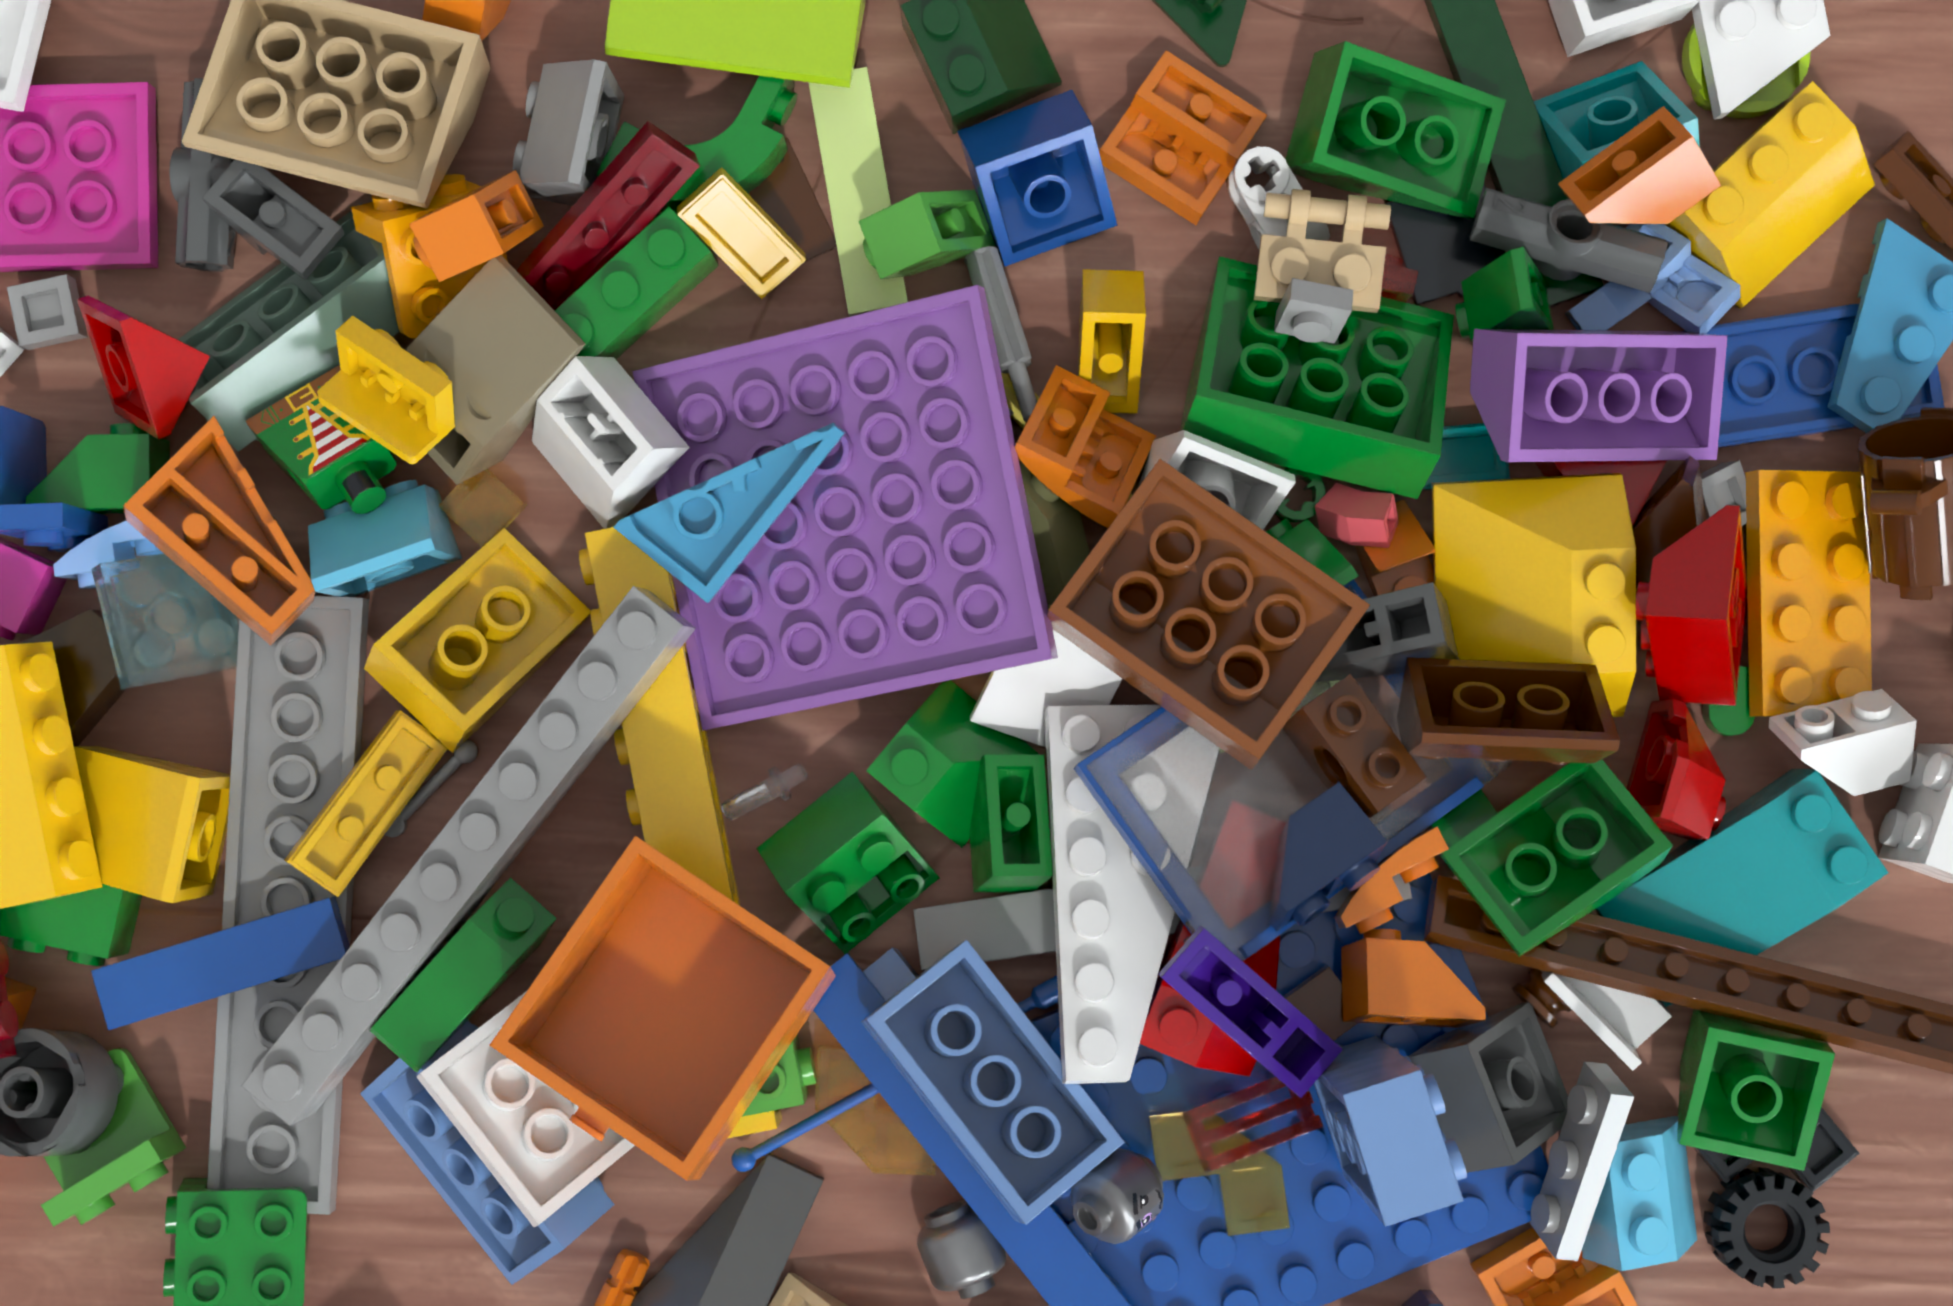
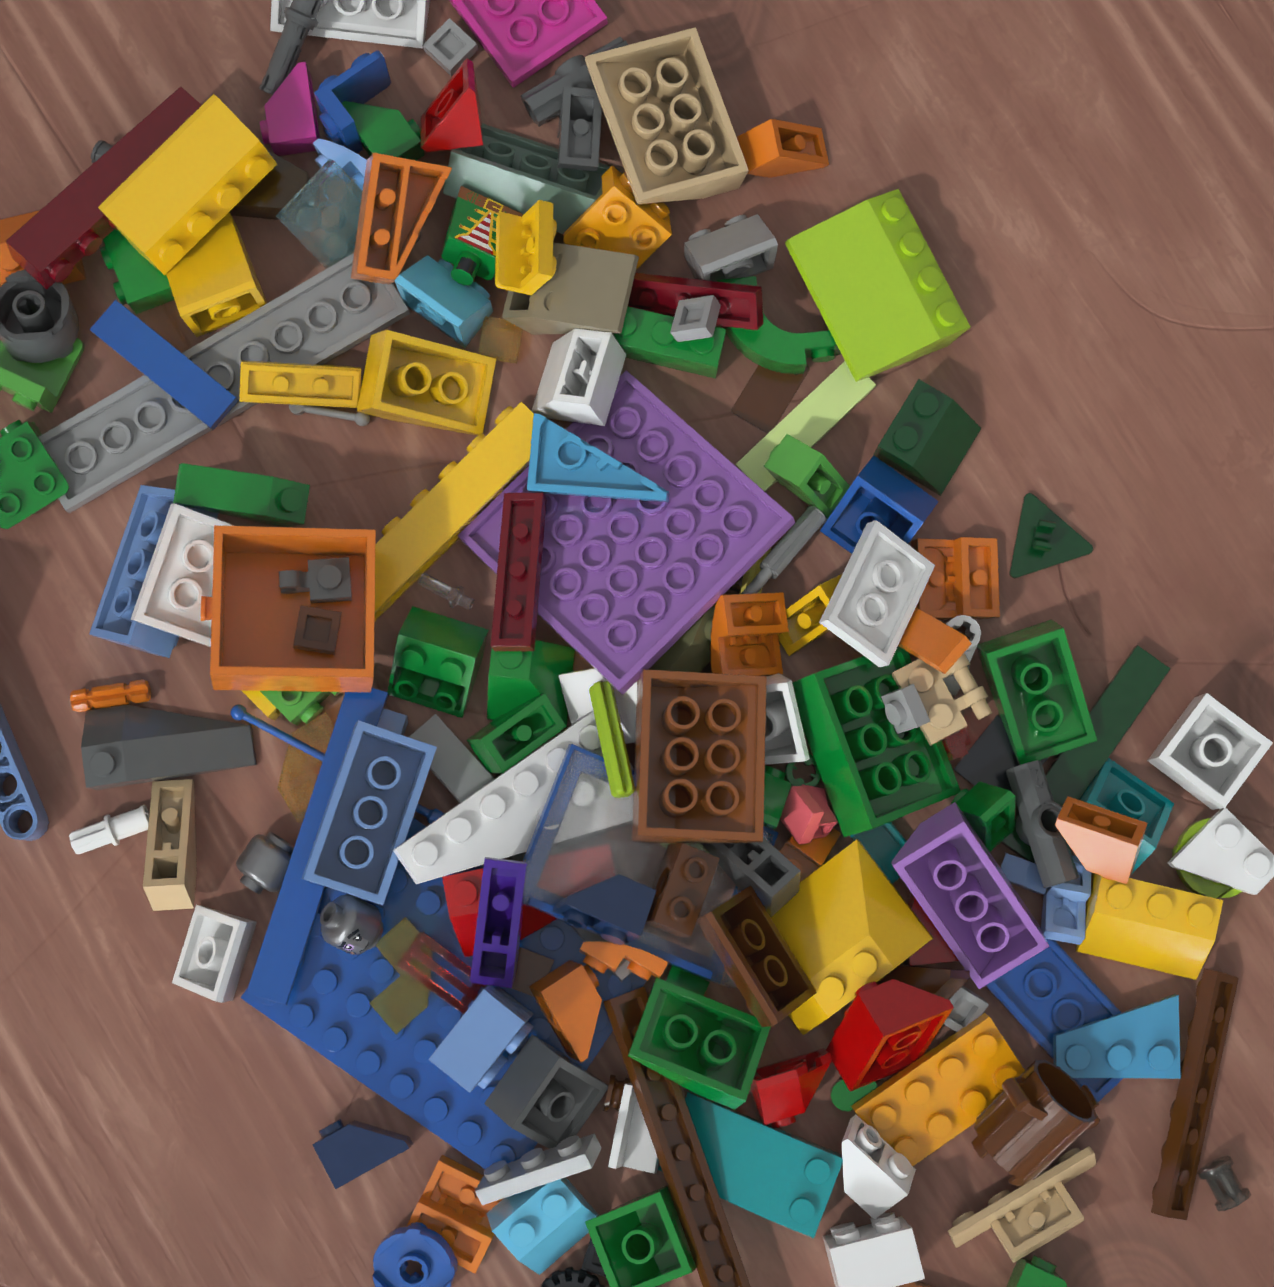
camera: 55 degrees right, 5 degrees down
(469, 854) = (310, 454): light grey brick -> none
(475, 227) = (644, 235): orange slope -> none
(631, 234) = (695, 318): none -> light grey plate
(652, 941) = (326, 580): none -> dark grey plate
(711, 994) = (317, 630): none -> reddish brown plate
(741, 233) = (739, 377): yellow tile -> none
(808, 684) = (518, 572): none -> dark red plate
(1105, 709) = (612, 739): none -> lime axle
(1143, 246) = (877, 594): none -> white plate
(1227, 229) = (933, 641): none -> orange tile
(1357, 532) = (801, 814): none -> coral tile

